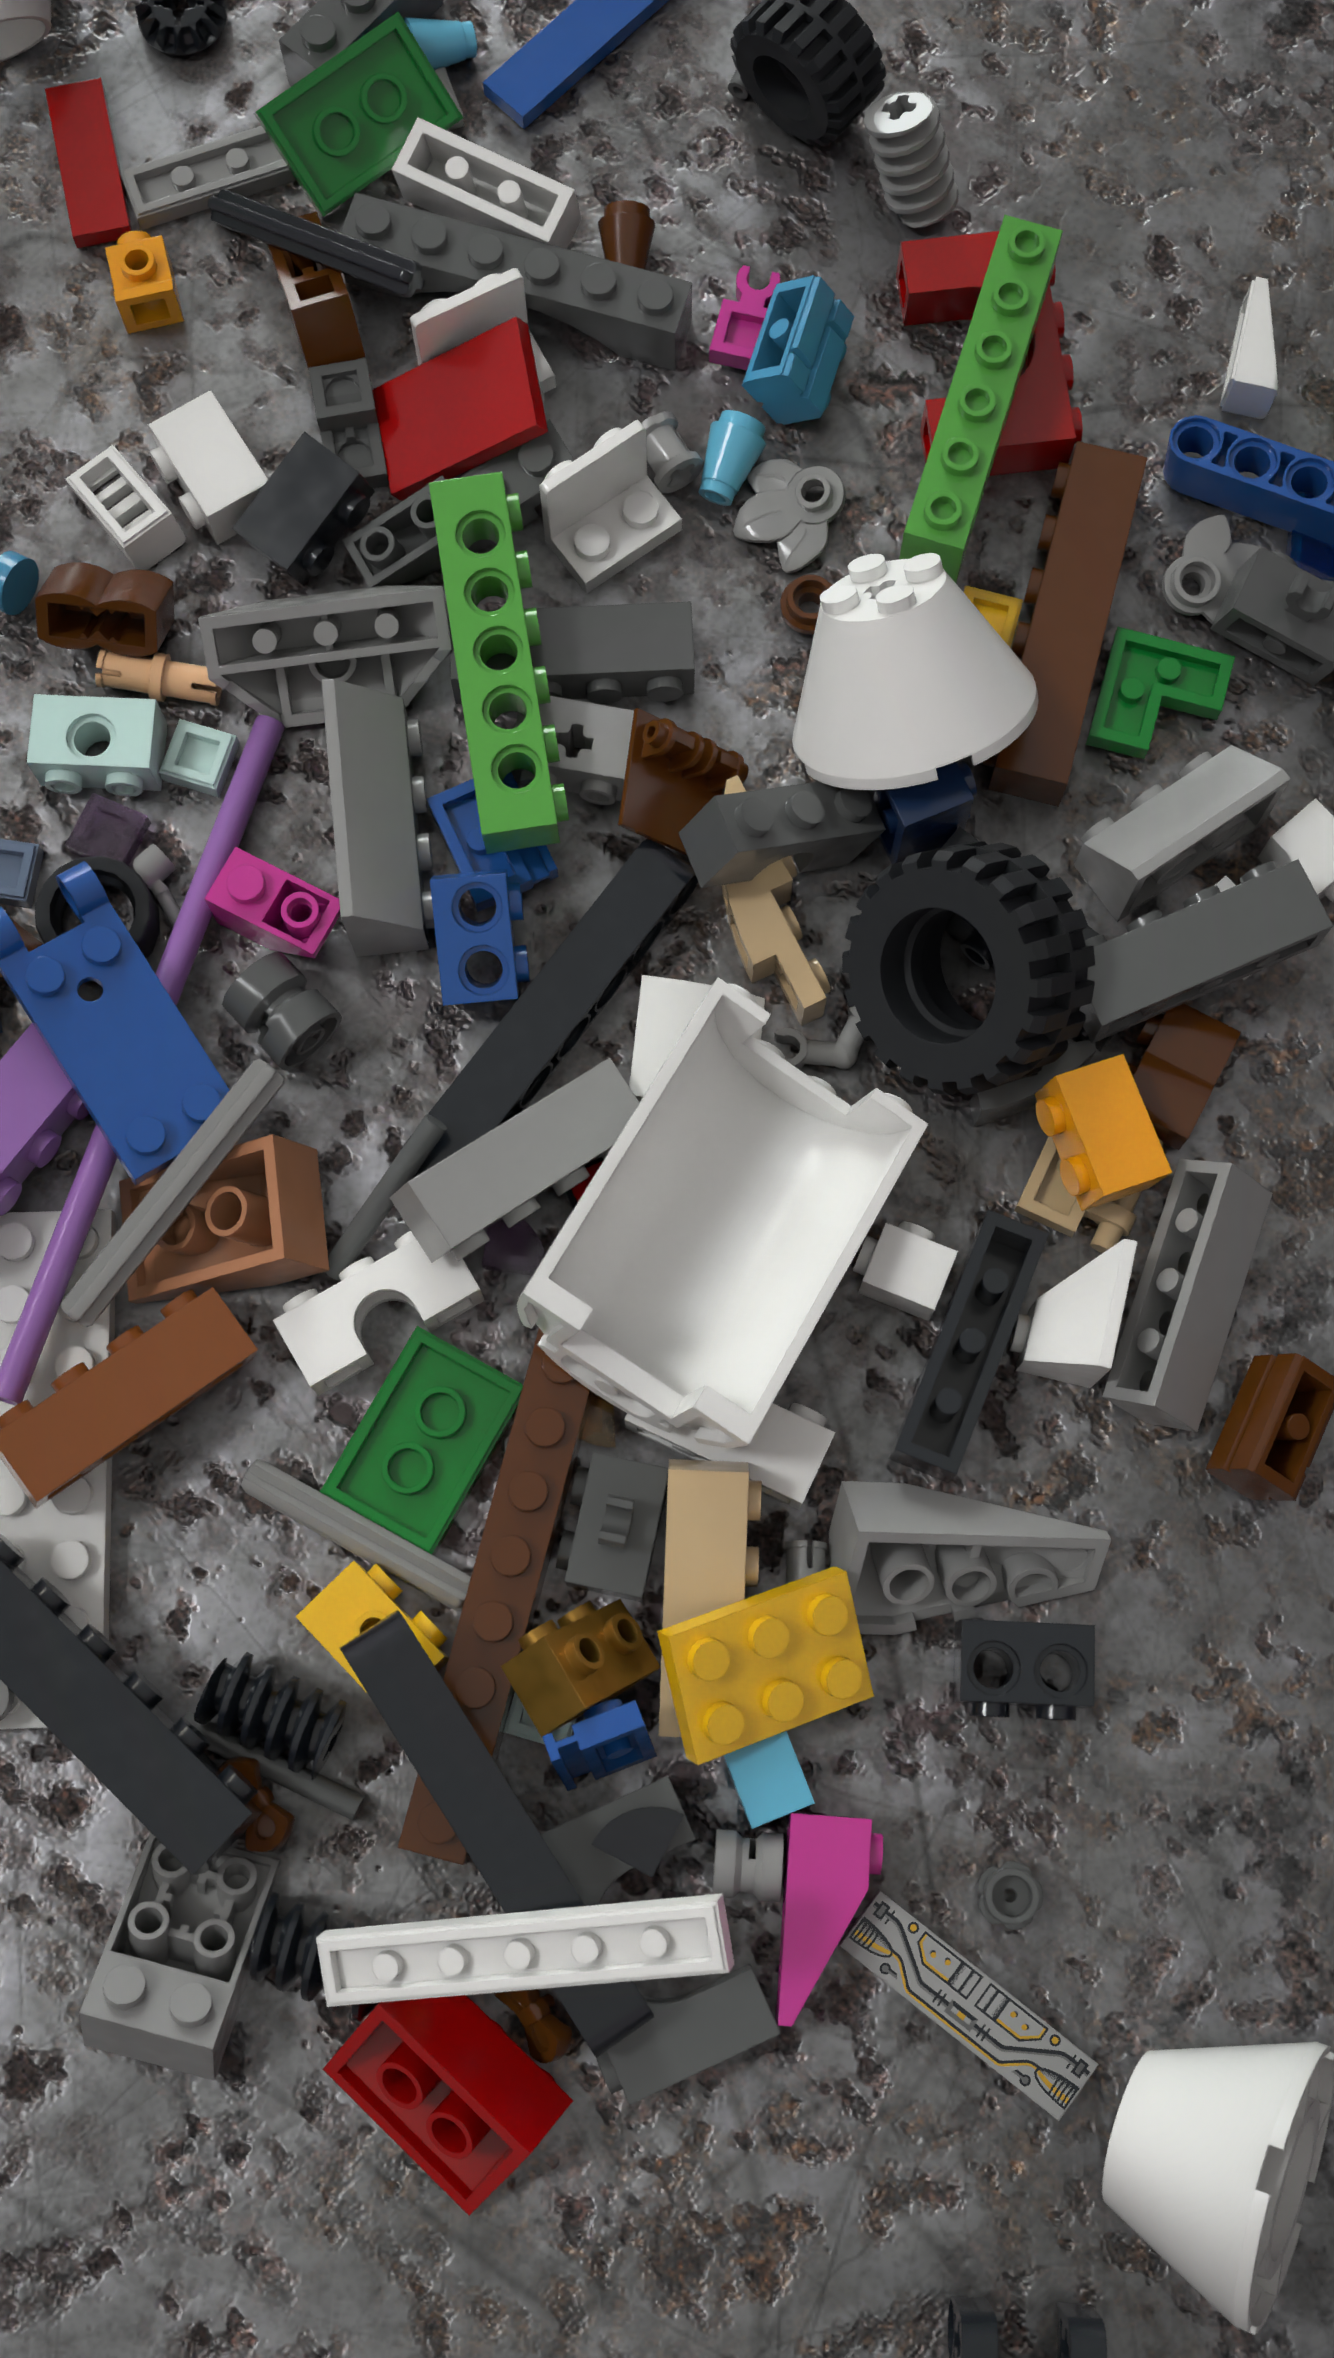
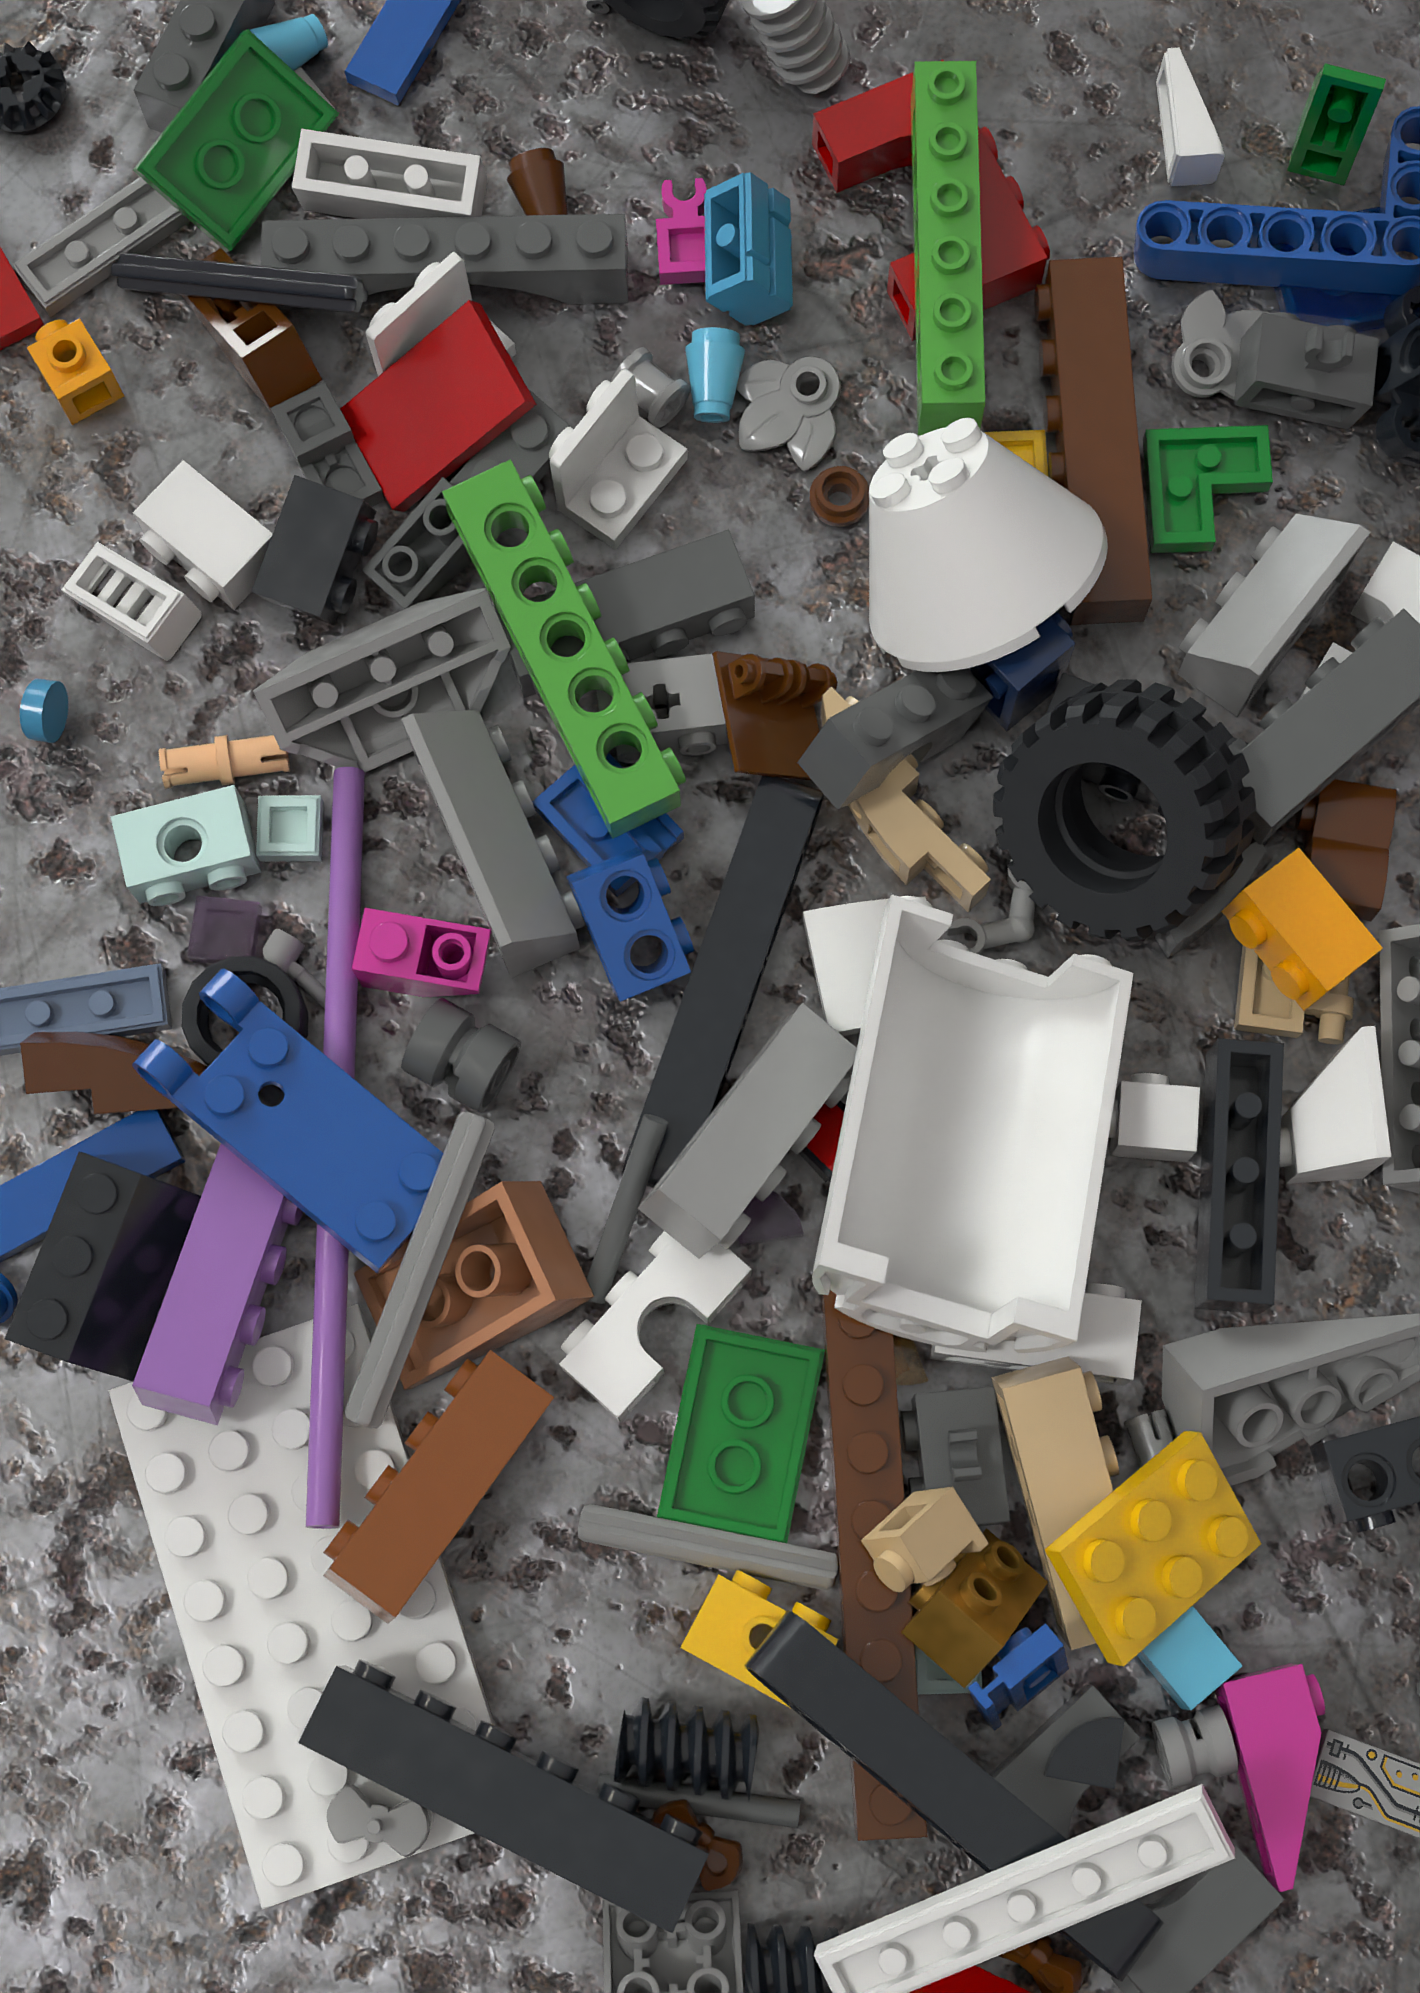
camera: 15 degrees left, 0 degrees up
(117, 611) = (141, 710): reddish brown brick -> none
(548, 1586) = (923, 1539): none -> tan brick

